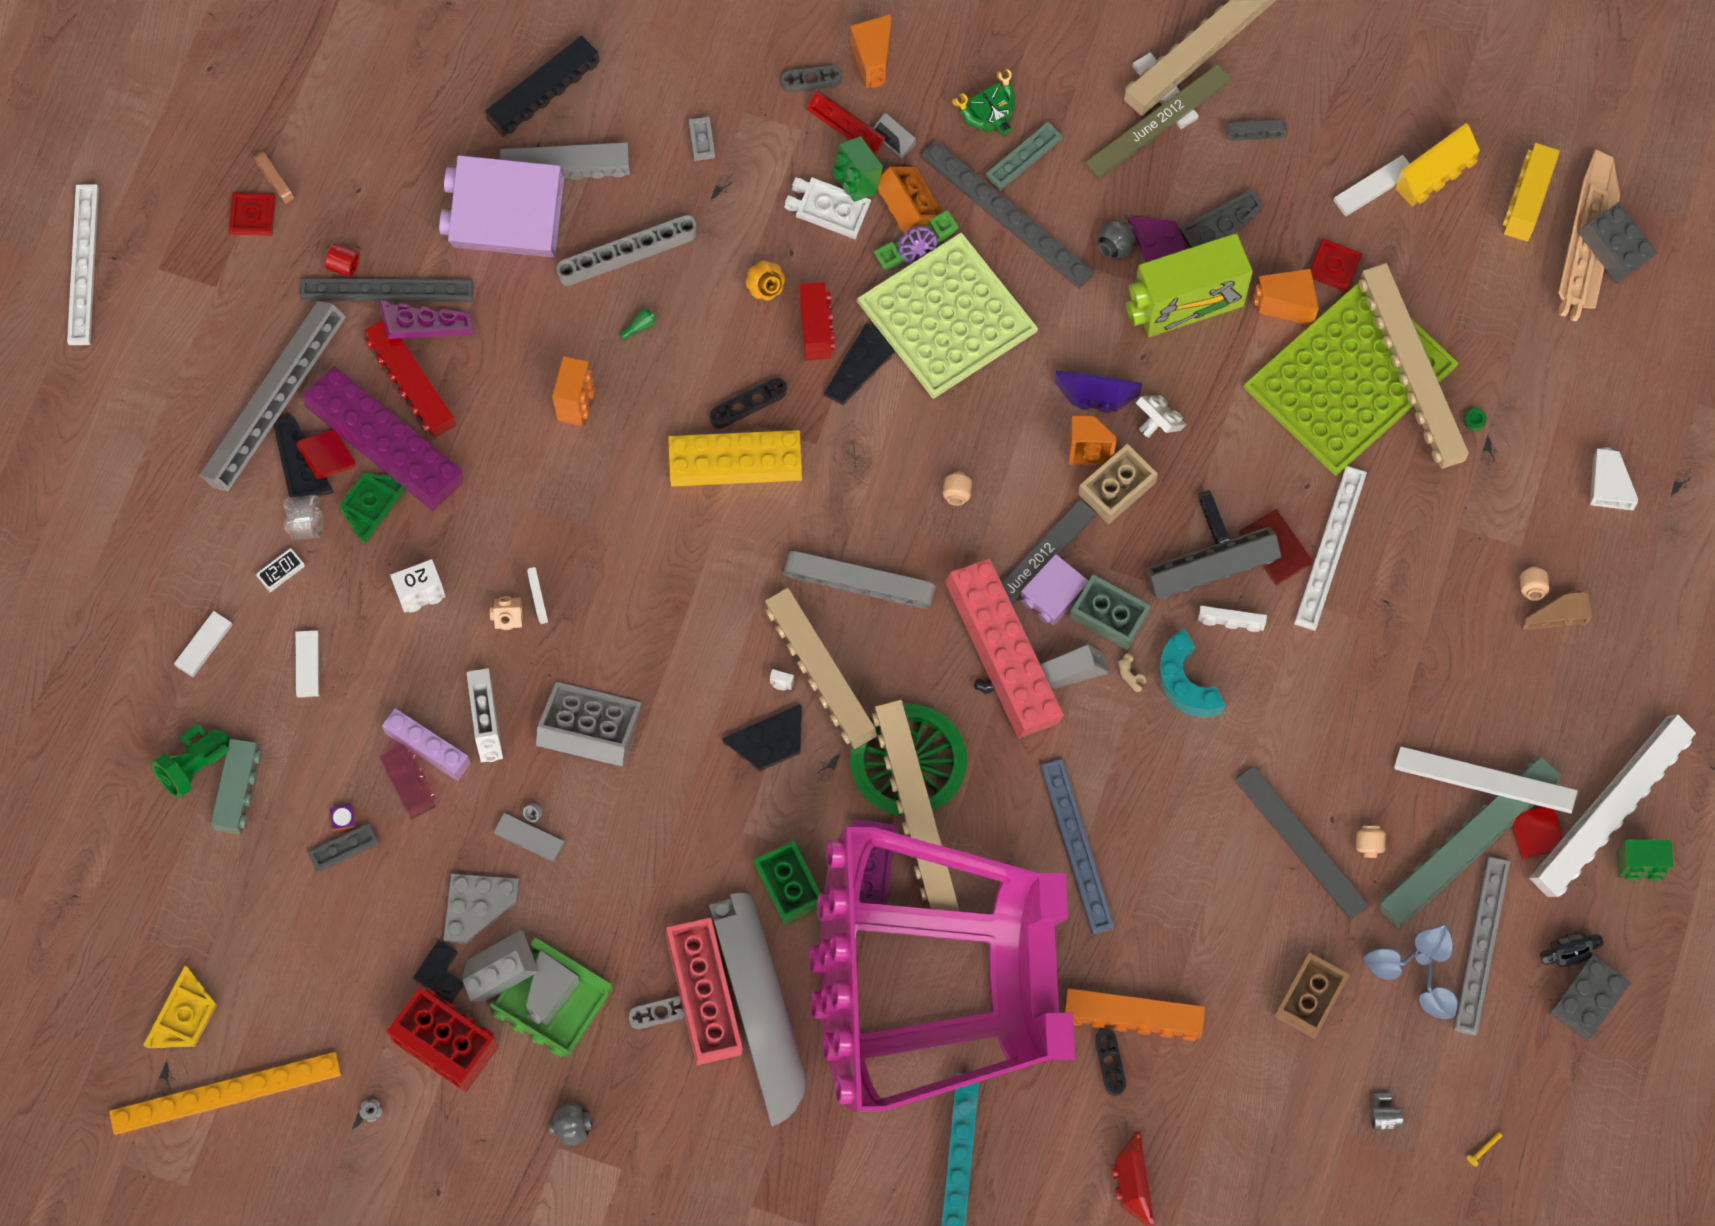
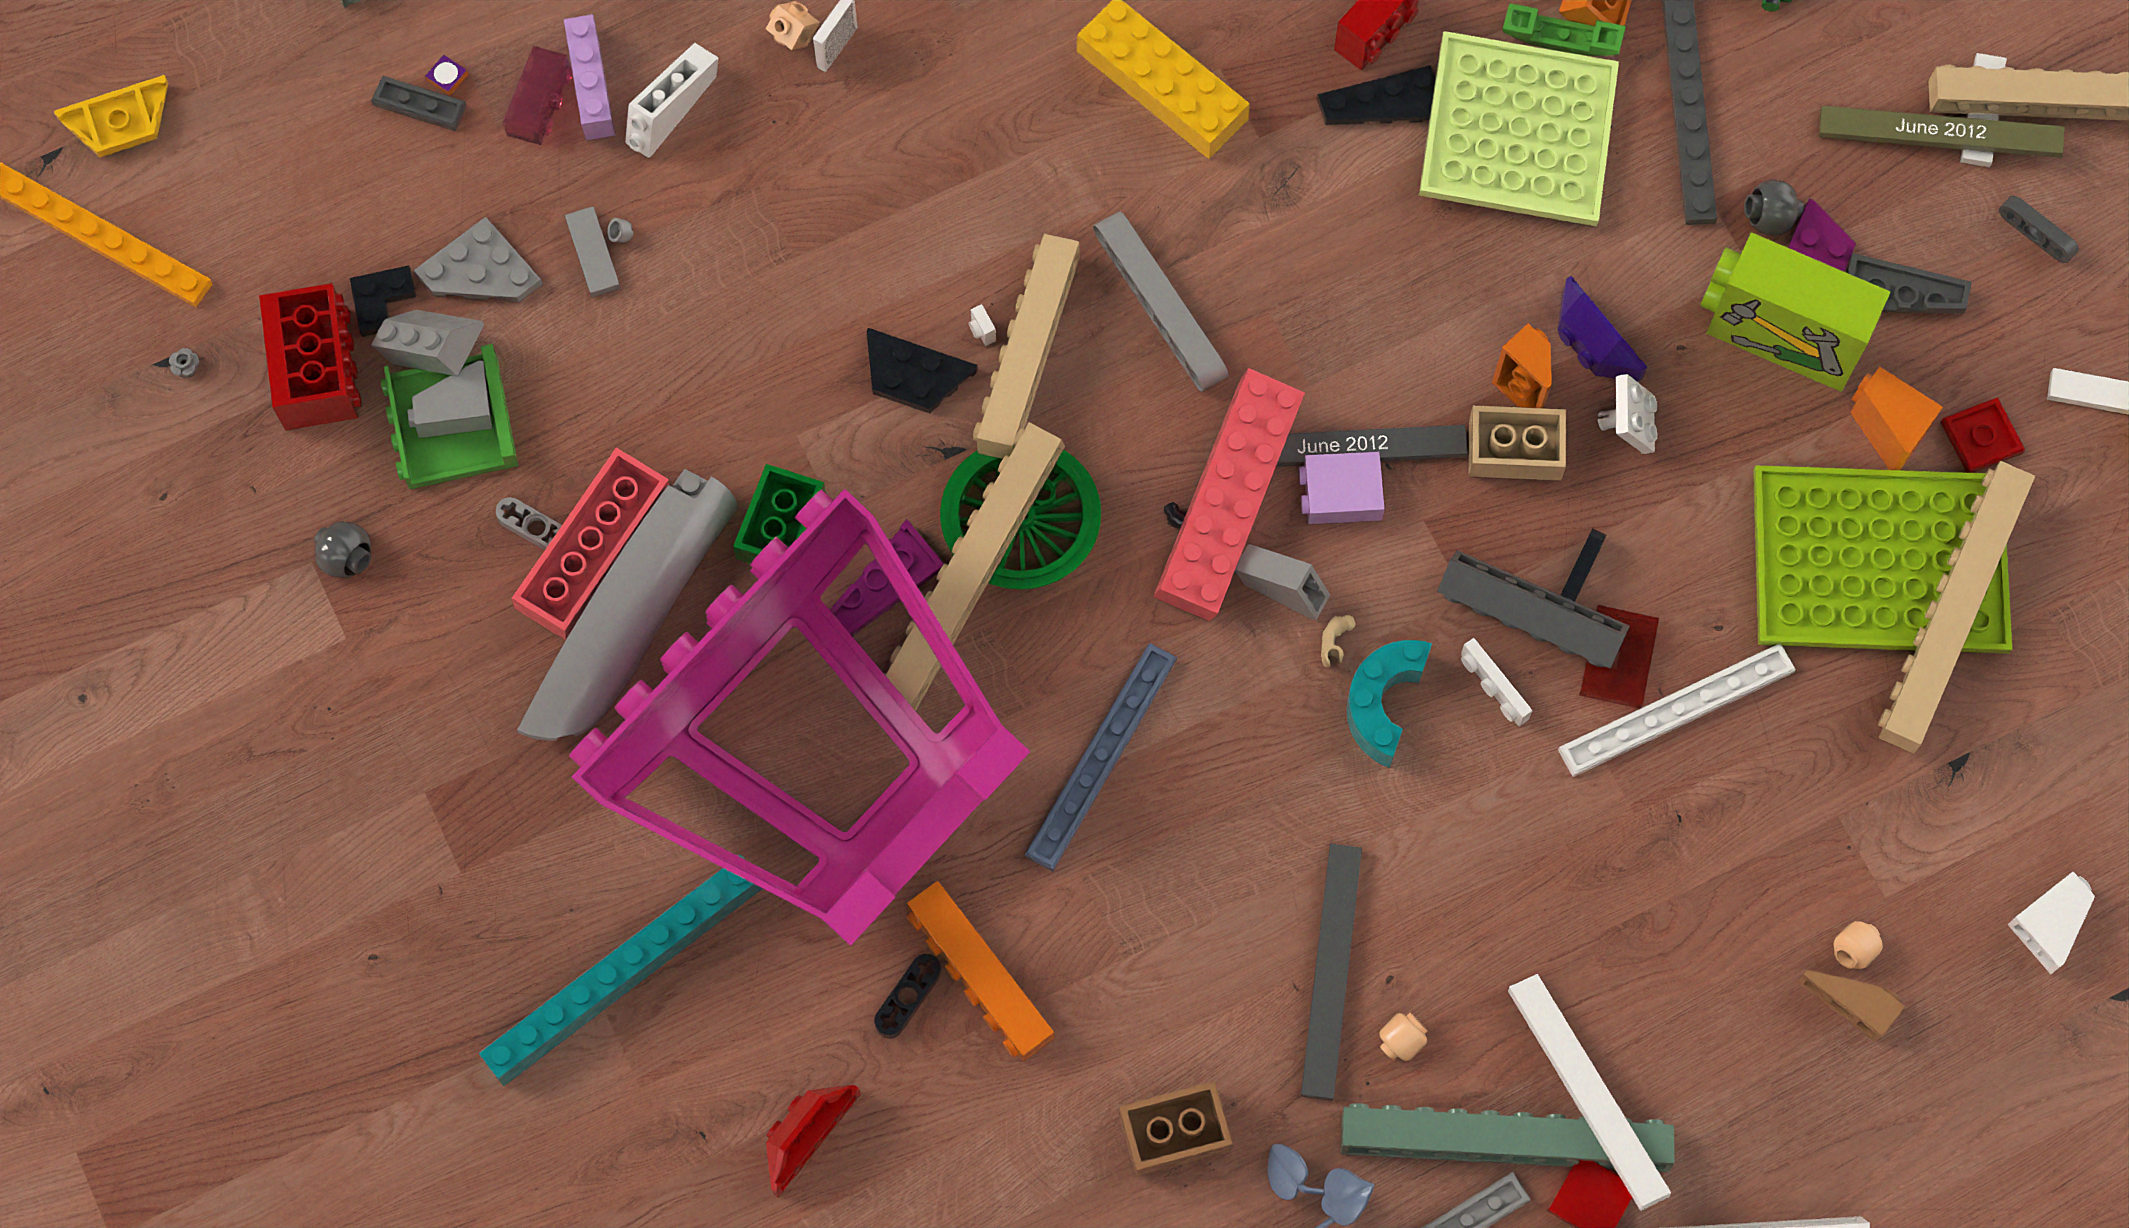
camera: 45 degrees right, 0 degrees up
(588, 724) = (757, 196): light grey slope -> none
(750, 406) = (1231, 43): black beam -> none
(917, 244) = (1559, 32): medium lavender wheel -> none
(957, 488) = (1350, 301): light nougat head -> none
(1024, 156) = (1763, 45): sand green plate -> none
(1110, 612) = (1375, 559): sand green brick -> none
(1475, 419) = (1971, 723): green tile -> none

